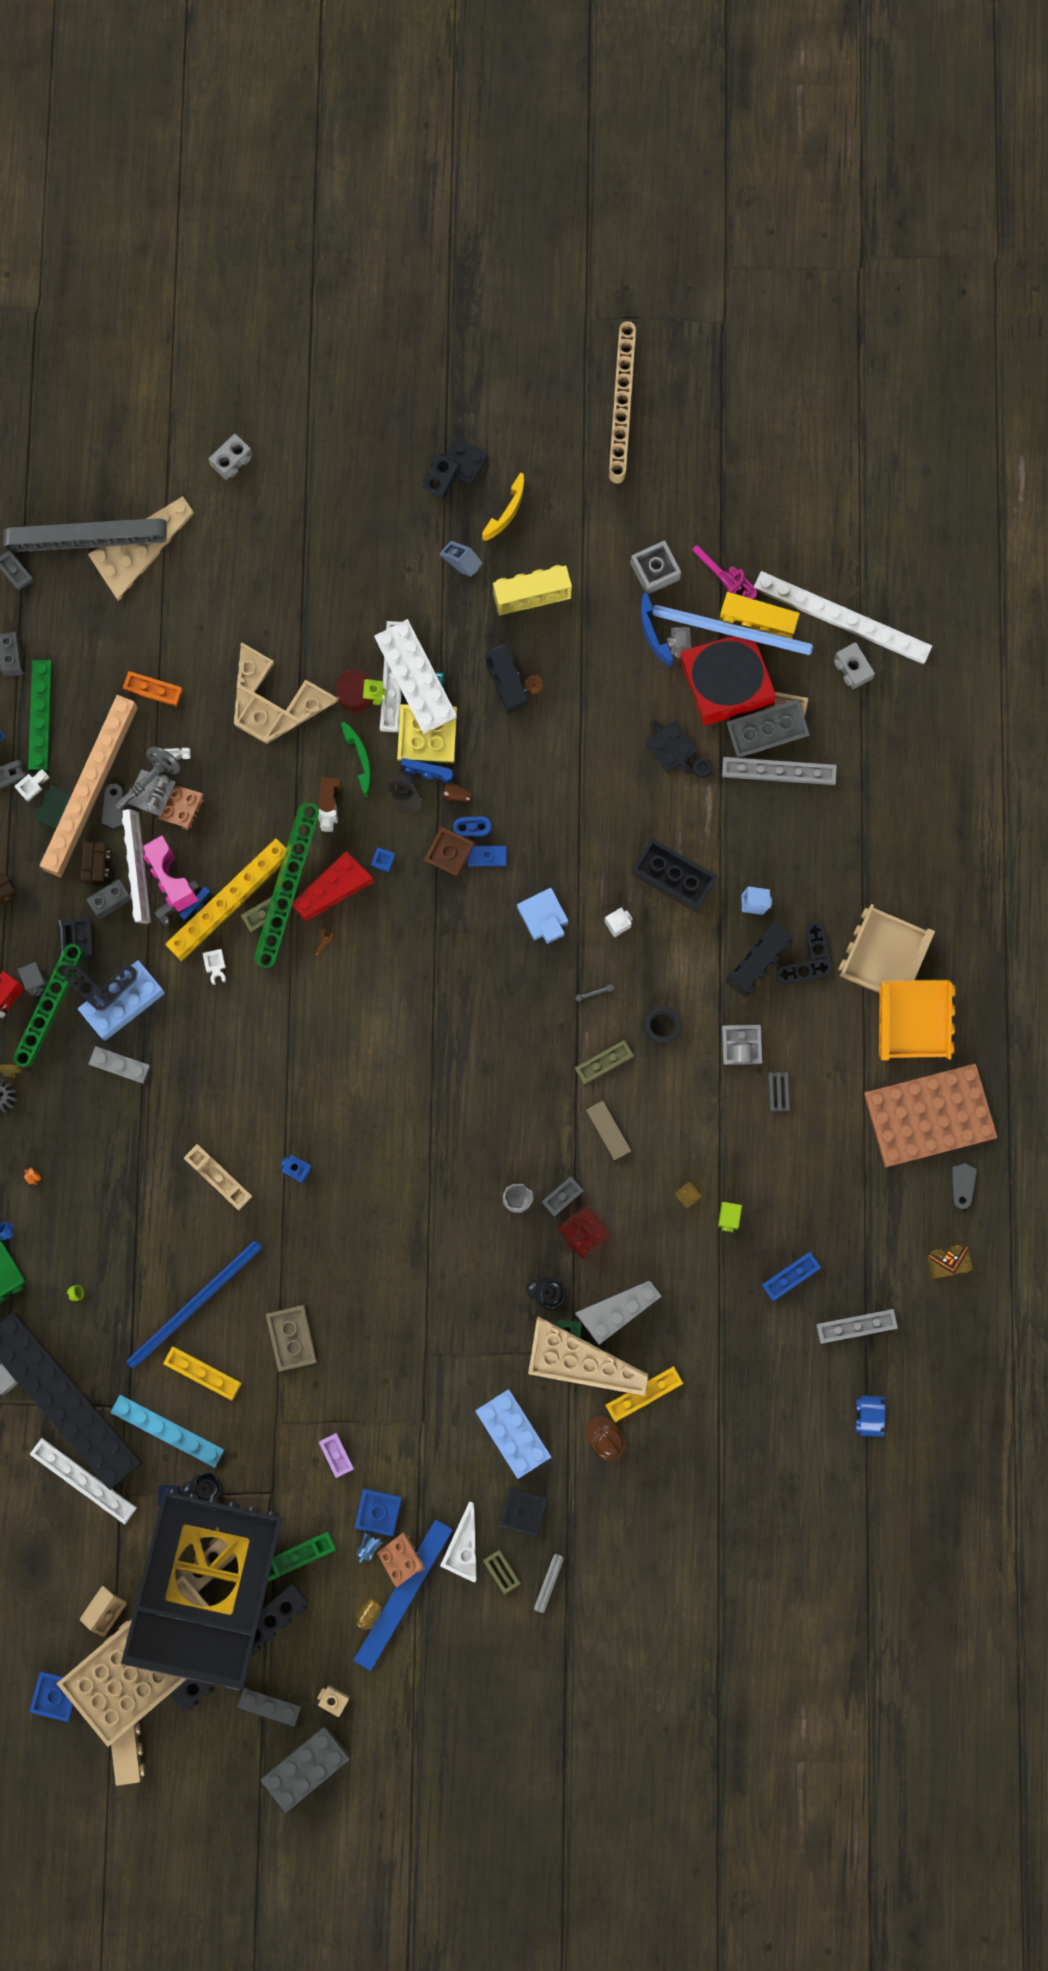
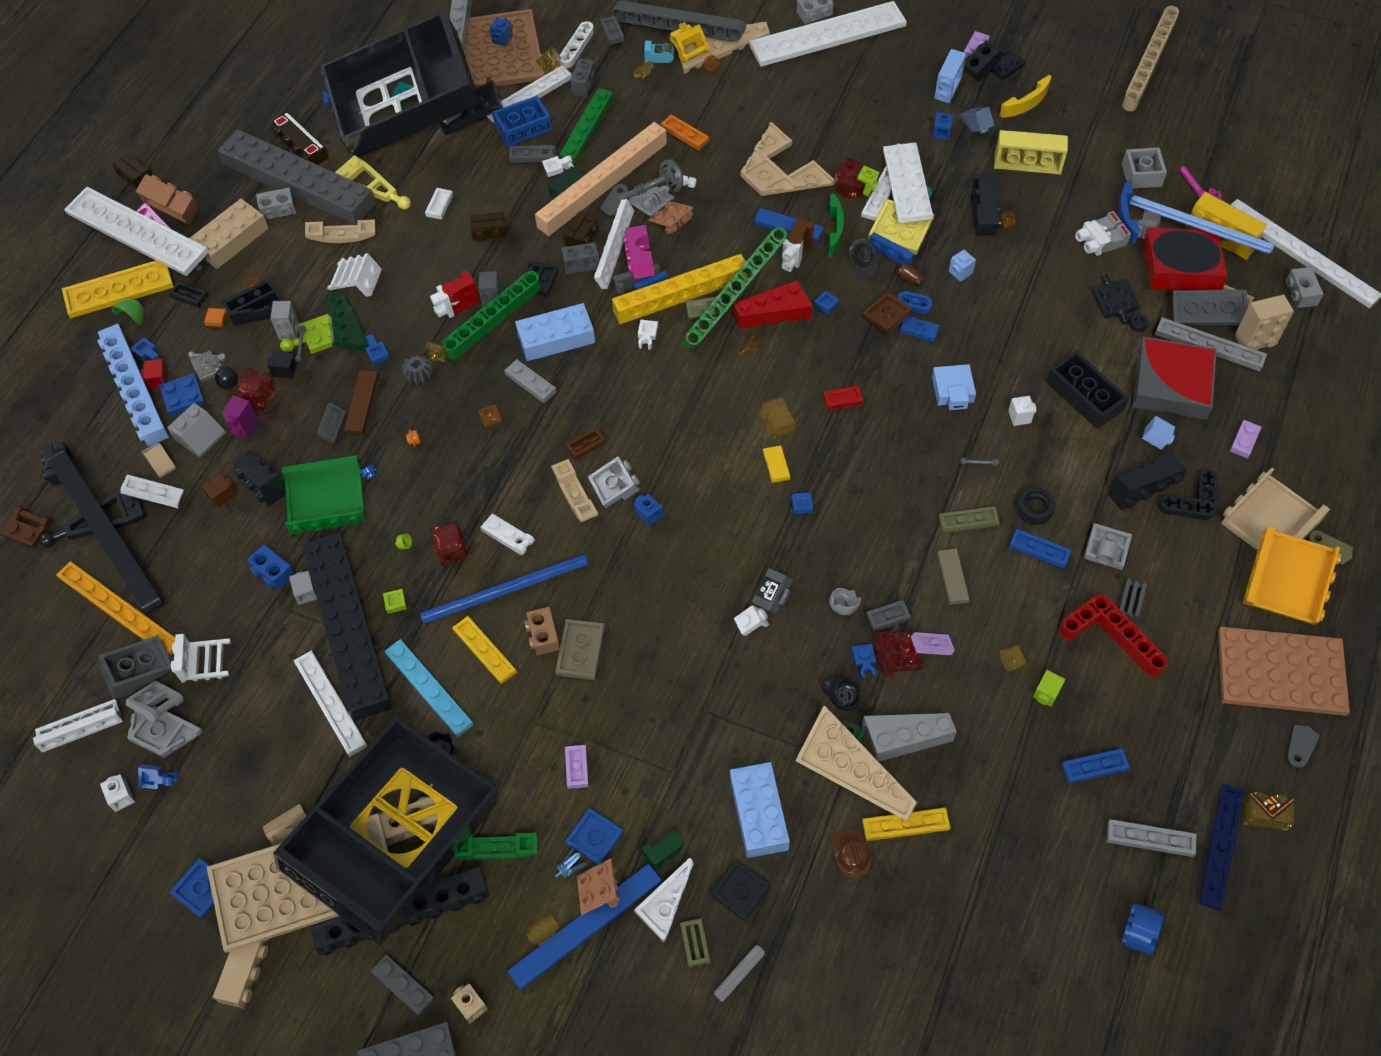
camera: 25 degrees right, 20 degrees down
(72, 617) = (643, 70): none -> clear yellow plate
(79, 585) = (658, 53): none -> medium azure leg
(96, 1358) = (394, 601): none -> lime plate
(97, 1122) = (490, 416): none -> clear orange plate
(104, 992) = (543, 312): black beam -> none
(105, 560) = (686, 35): none -> yellow piece
(123, 1282) = (449, 543): none -> clear red brick
(144, 579) = (711, 63): none -> clear orange plate
(171, 1246) = (507, 534): none -> white plate
(214, 1103) = (586, 446): none -> reddish brown tile
(252, 1152) = (614, 481): none -> light grey plate
(253, 1332) = (541, 631): none -> medium nougat brick
(257, 489) = (827, 33): none -> white plate
(307, 772) = (772, 220): none -> blue tile
(383, 1018) = (777, 417): none -> clear yellow brick
(400, 1070) = (776, 464): none -> yellow tile
(414, 512) = (950, 75): none -> light blue window
(427, 447) = (977, 39): none -> lavender plate
(427, 581) = (942, 126): none -> blue brick
(438, 968) = (843, 398): none -> red tile
(438, 1249) = (751, 619): none -> white bracket
(441, 1105) = (802, 503): none -> blue plate
(447, 1211) = (773, 591): none -> dark grey piece
(448, 1497) = (664, 850): none -> dark green leg
(505, 764) = (962, 265): none -> light blue brick
(554, 1246) = (864, 658): none -> blue plate
(612, 1212) = (932, 643): none -> lavender plate
(637, 670) = (1103, 234): none -> hips
(680, 1071) = (1040, 548): none -> blue plate
(754, 827) = (1175, 377): none -> tile
(773, 1133) = (1116, 631): none -> red beam
(825, 738) = (1264, 322): none -> tan brick
(839, 871) = (1245, 439): none -> lavender plate
(917, 1310) = (1221, 847): none -> clear blue plate
(946, 965) = (1326, 540): none -> olive piece

